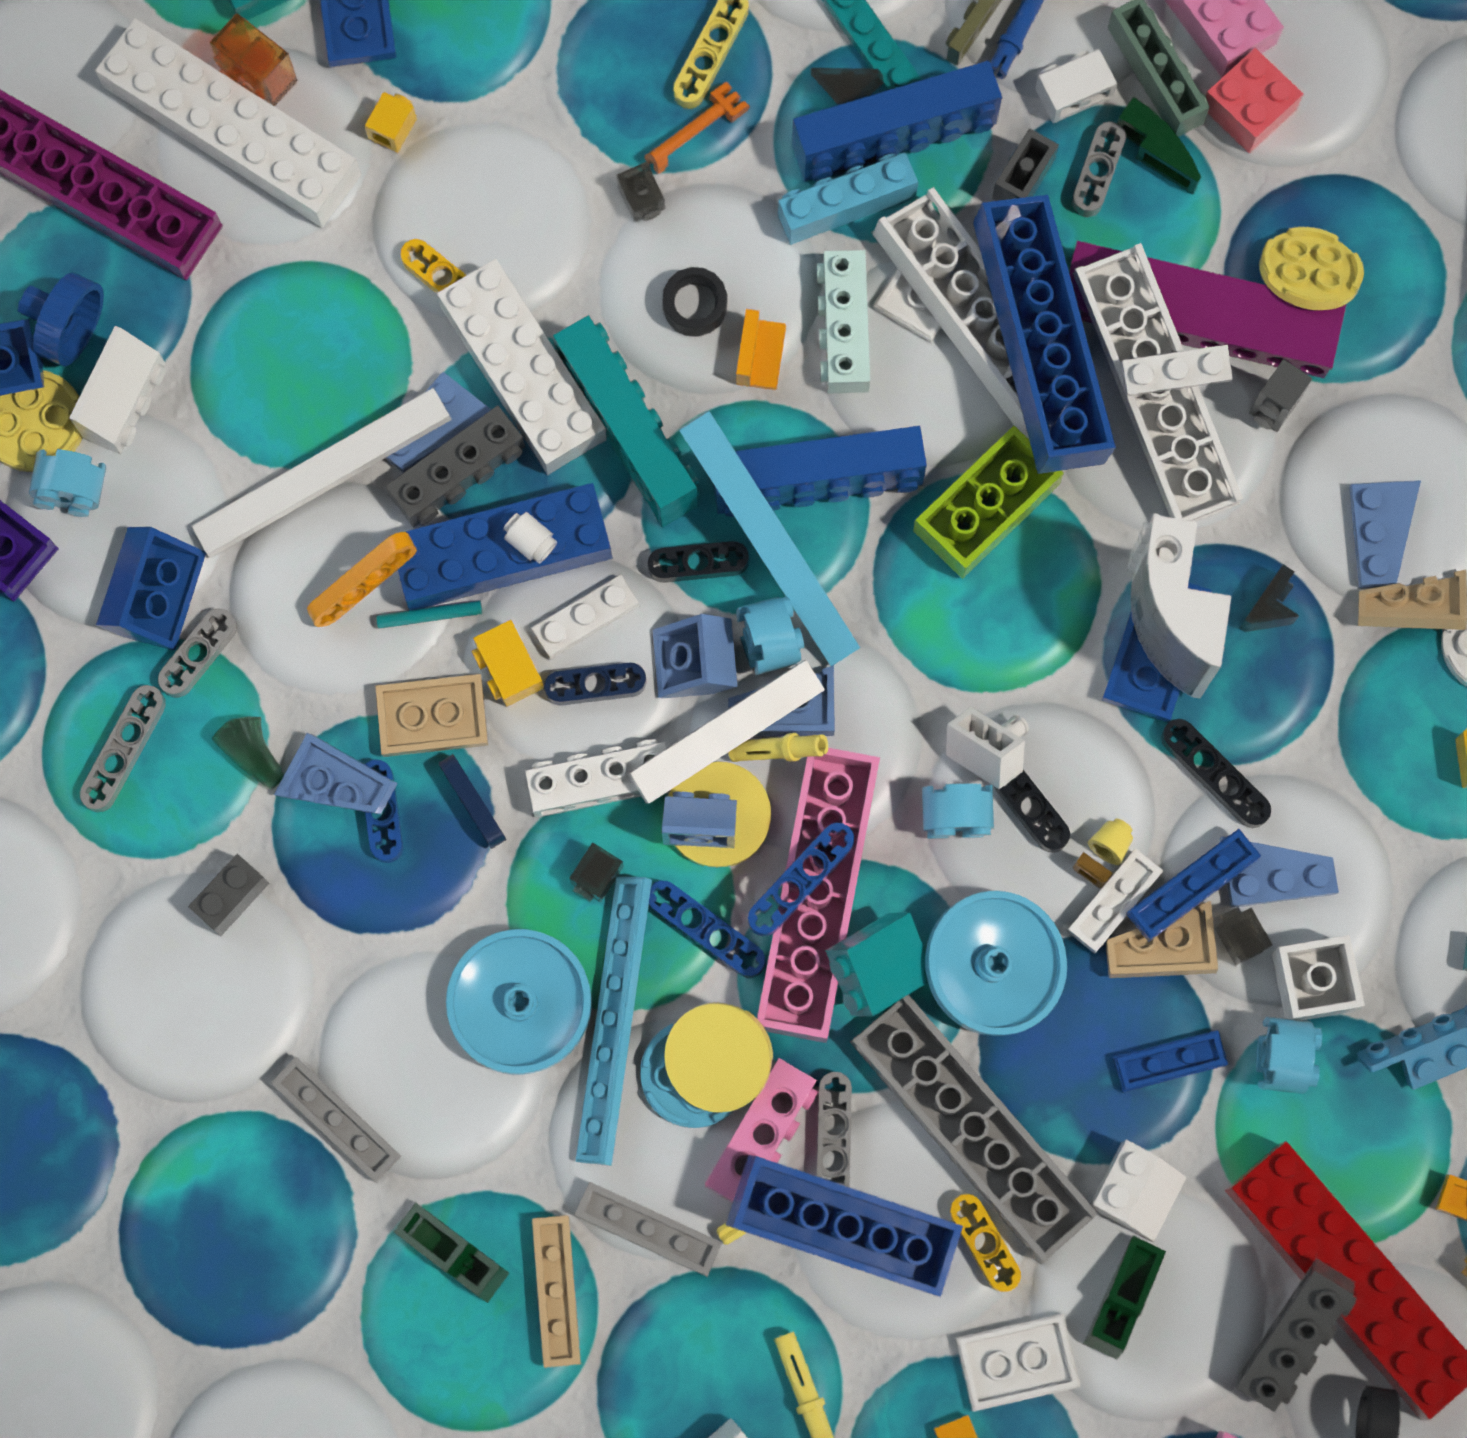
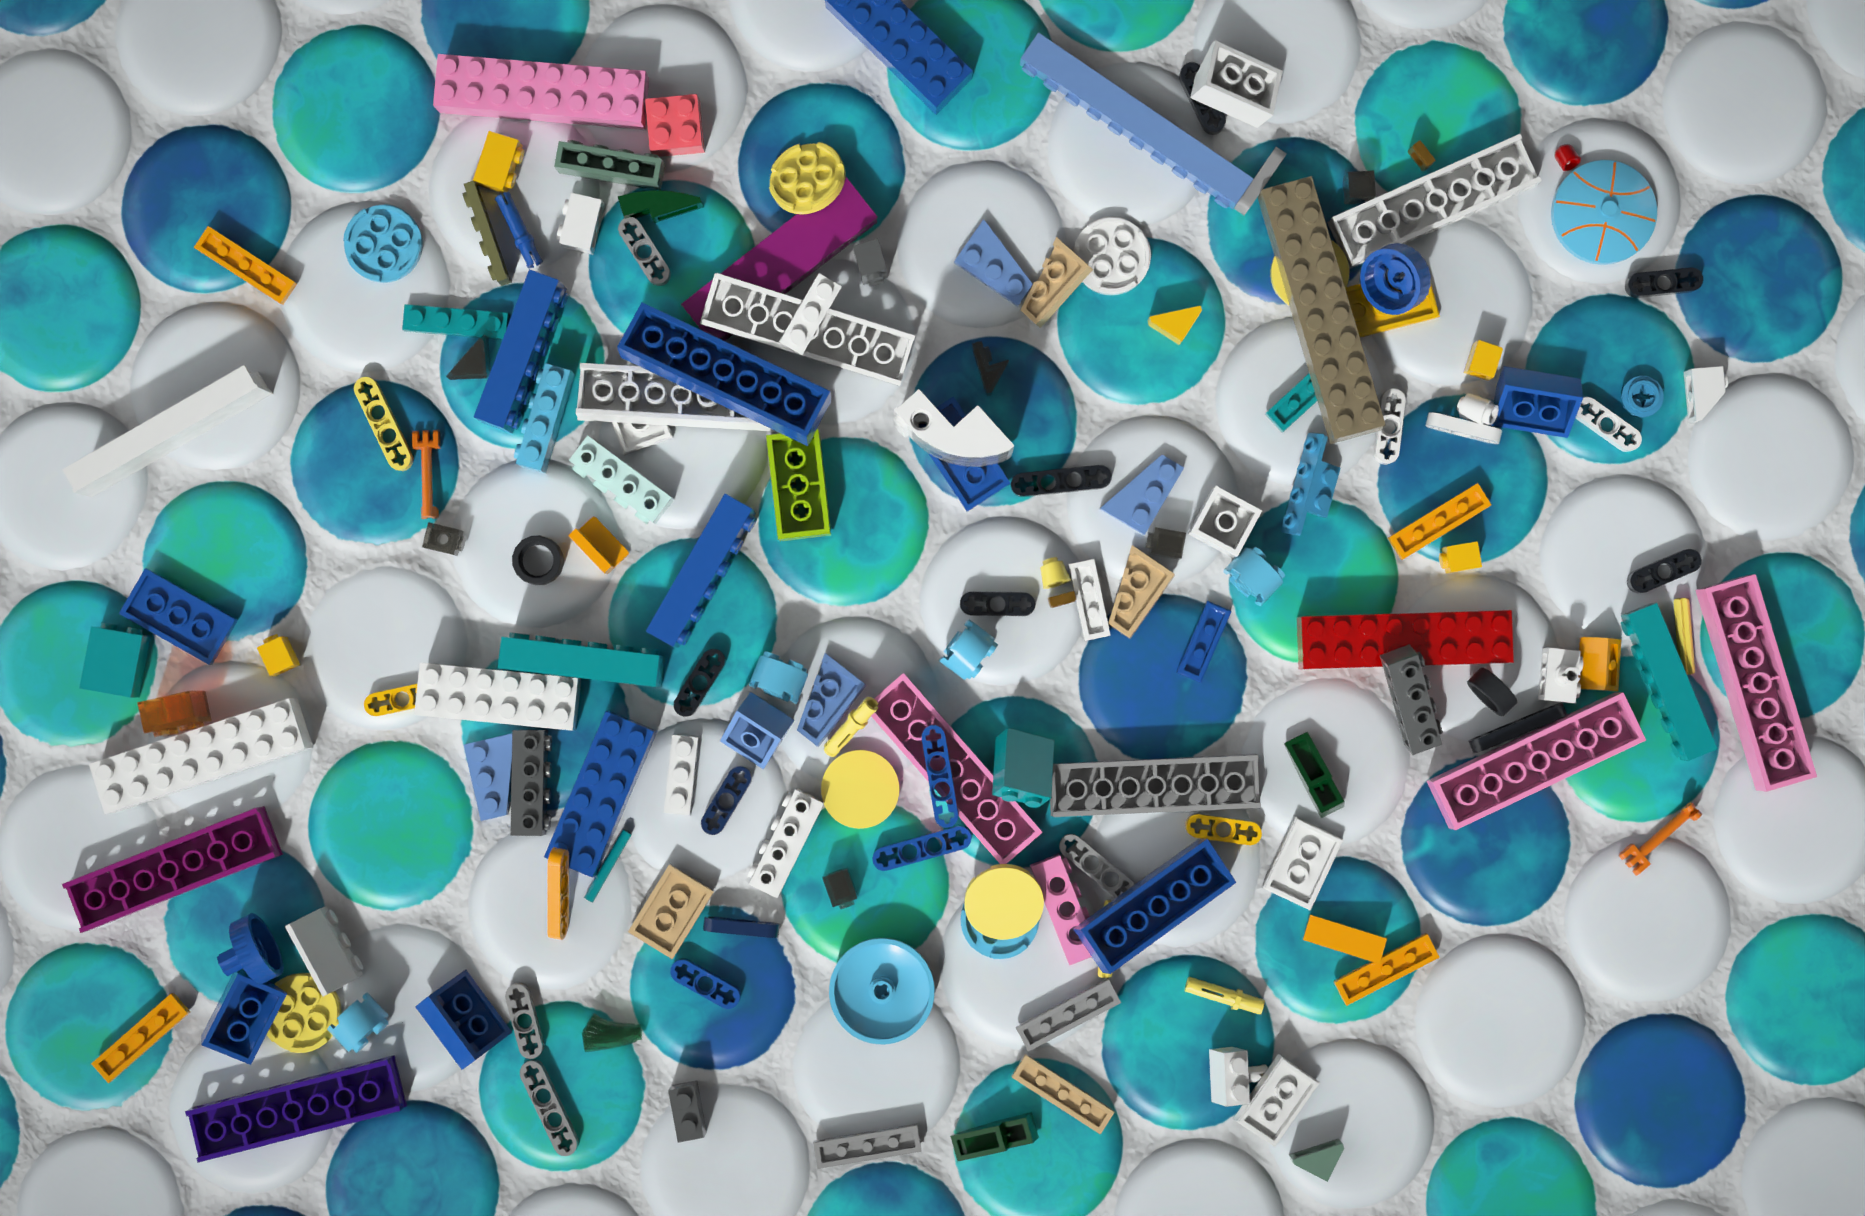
camera: 50 degrees left, 10 degrees up
(321, 472) = (471, 865): white tile -> none
(334, 779) = (665, 998): medium blue wing -> none
(508, 664) = (674, 843): yellow brick -> none
(529, 537) = (611, 777): white brick -> none
(613, 1021) = (933, 942): medium azure tile -> none
(699, 820) = (857, 806): medium blue slope -> none
(726, 731) = (817, 749): white tile -> none
(769, 538) = (721, 635): medium azure tile -> none
(986, 747) = (946, 604): white brick -> none
(996, 963) = (1072, 699): medium azure dish -> none
(1026, 167) = (612, 298): dark grey brick -> none
(1138, 1190) = (1261, 720): white slope -> none
(1193, 885) = (1116, 548): blue tile -> none

